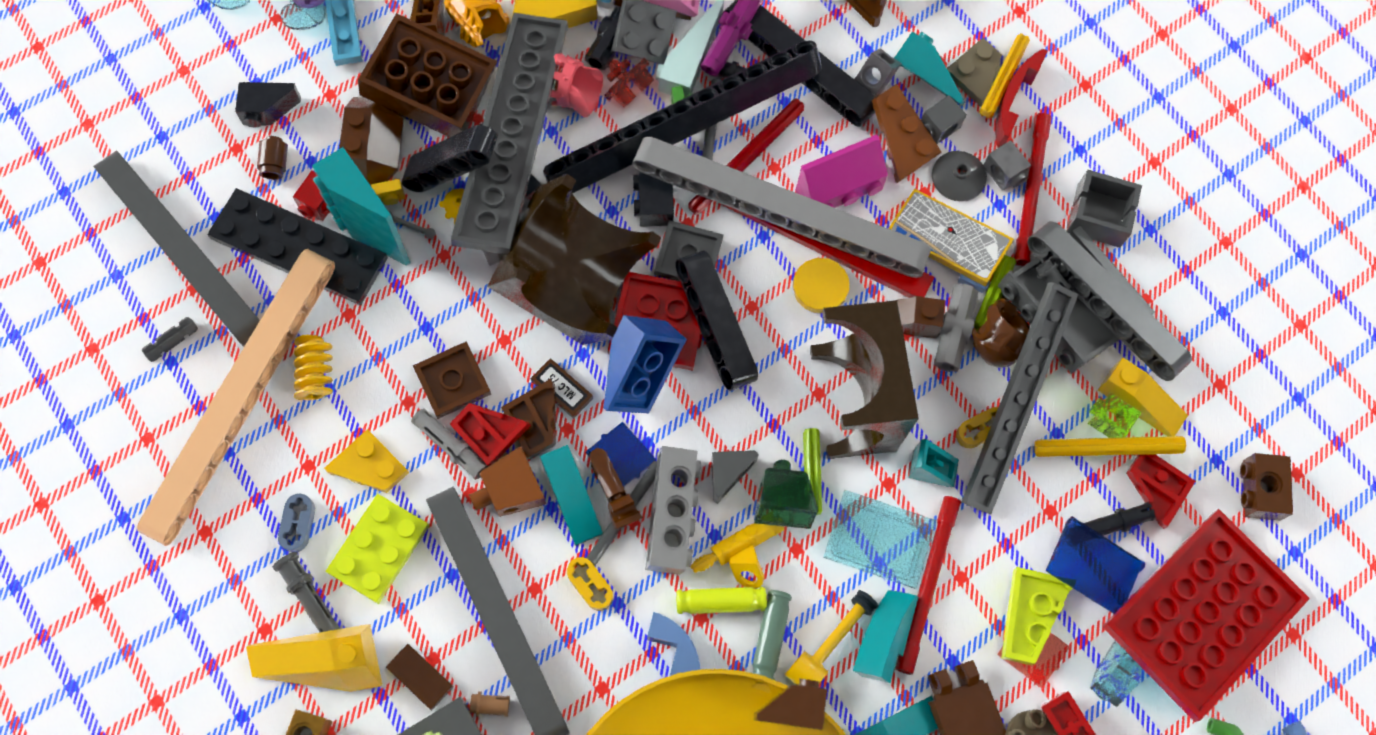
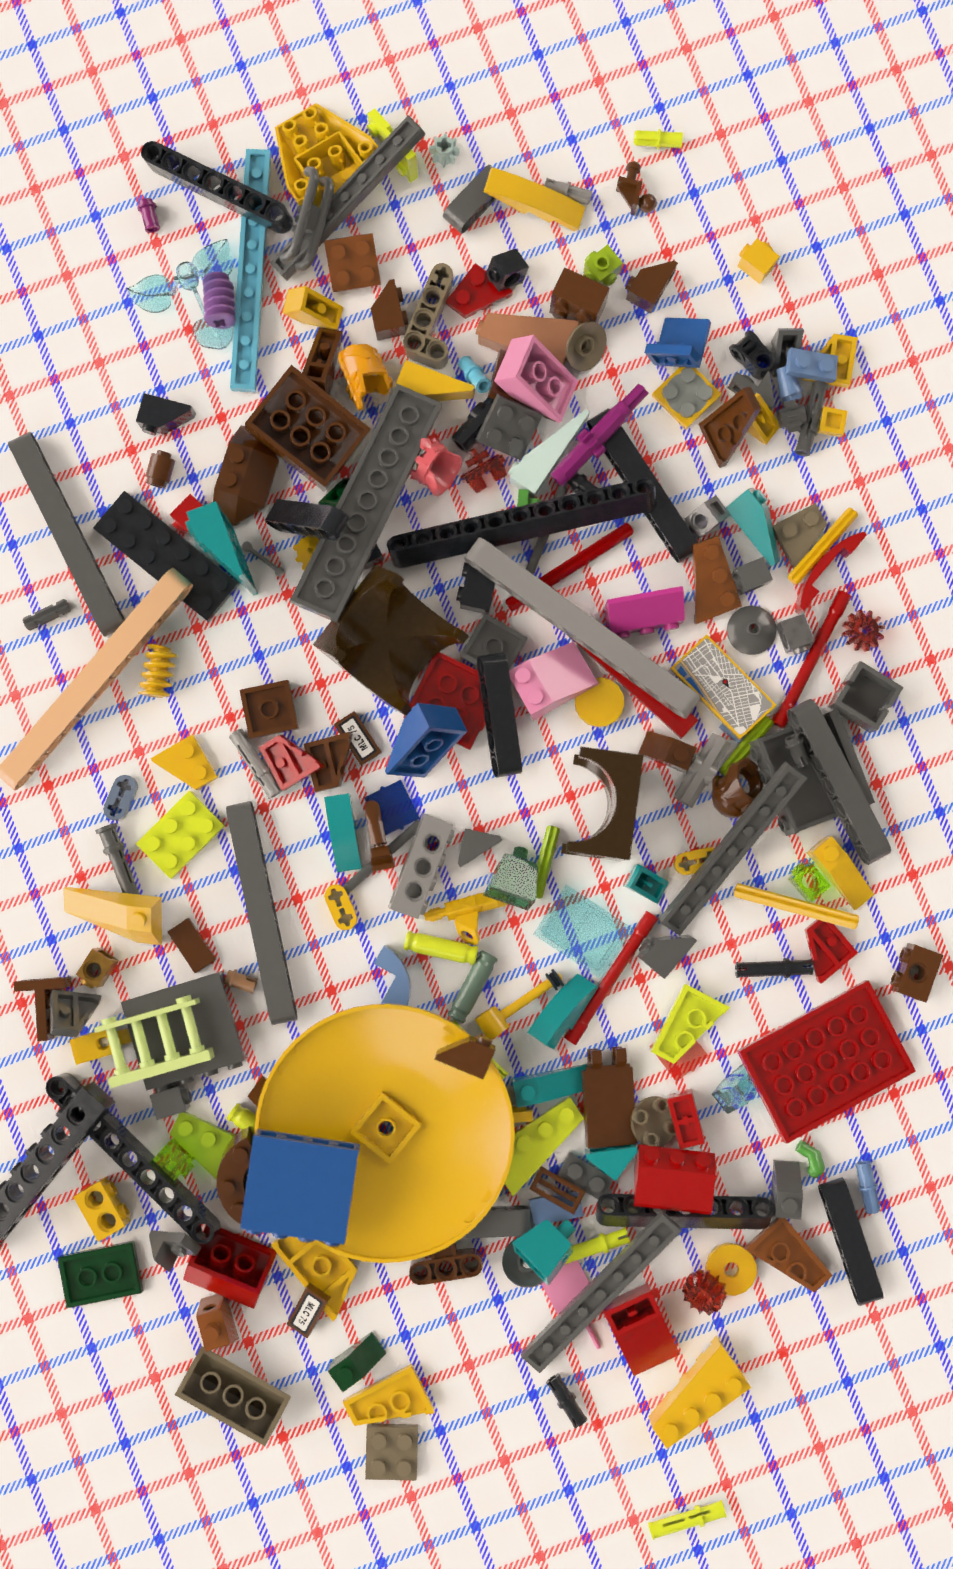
camera: 20 degrees right, 15 degrees up
(389, 191) = (252, 528): yellow plate -> none
(509, 486) = (295, 811): dark orange torso -> none
(762, 272) = (552, 679): none -> bright pink slope
(981, 538) = (665, 952): none -> dark grey slope
(1076, 146) = (866, 622): none -> clear red gear
(1094, 565) = (749, 999): clear blue piece -> none

